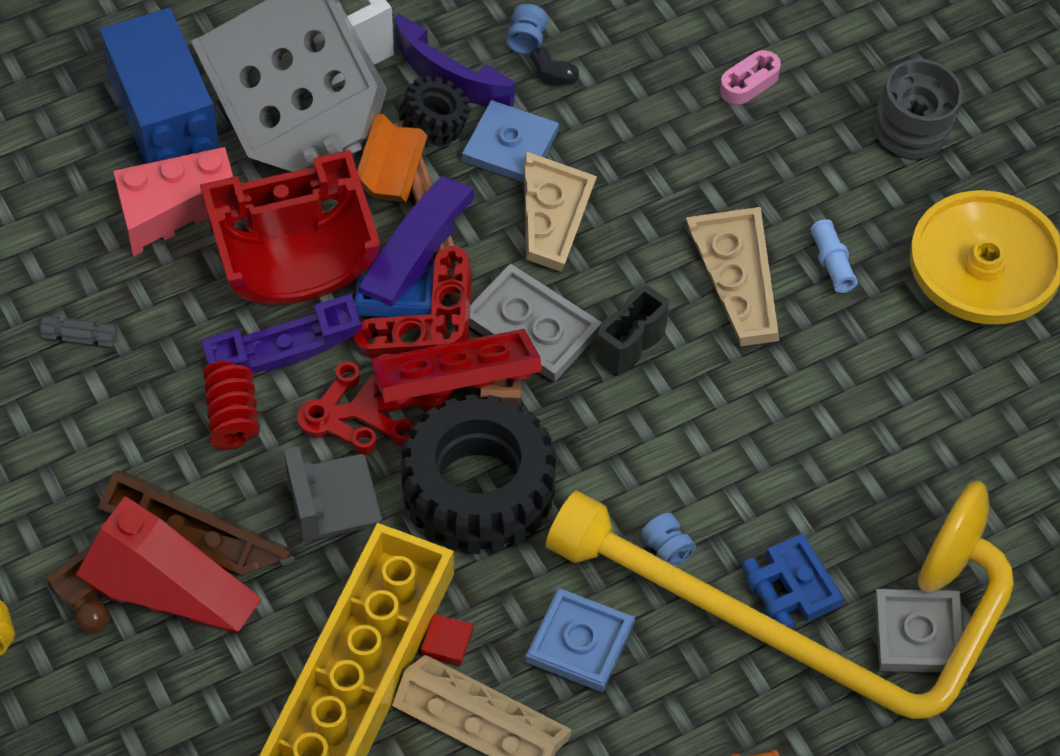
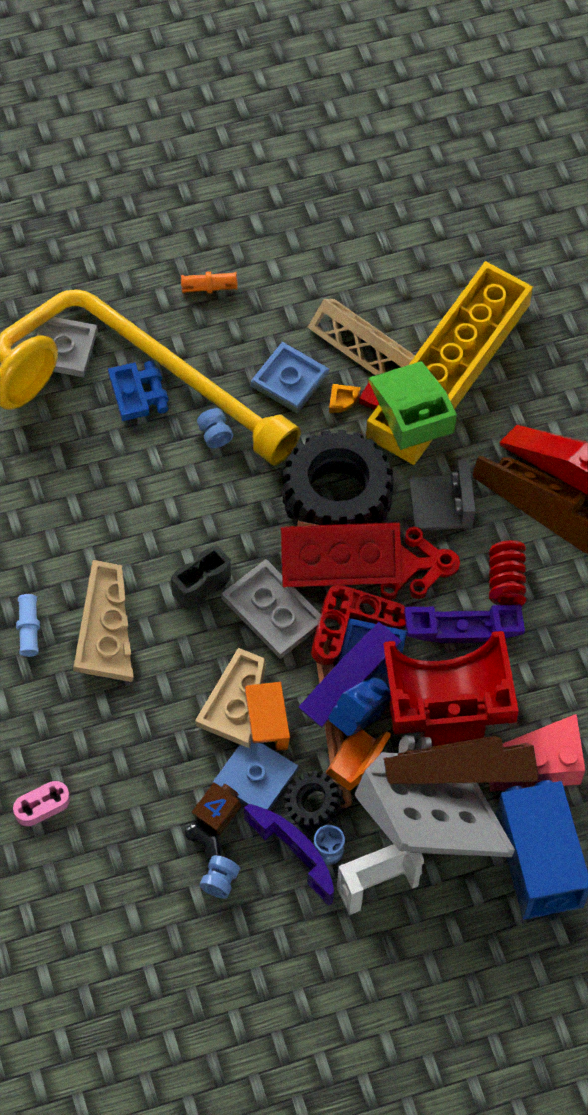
camera: 170 degrees left, 5 degrees up
(262, 128) = (464, 762): none -> reddish brown wedge
(391, 561) = (414, 404): none -> bright green slope
(397, 195) = (360, 706): none -> blue brick
(405, 69) = (329, 838): none -> medium blue wheel
(497, 630) = (343, 397): none -> light orange tile
(509, 189) = (267, 714): none -> orange panel
(546, 88) = (217, 807): none -> reddish brown brick

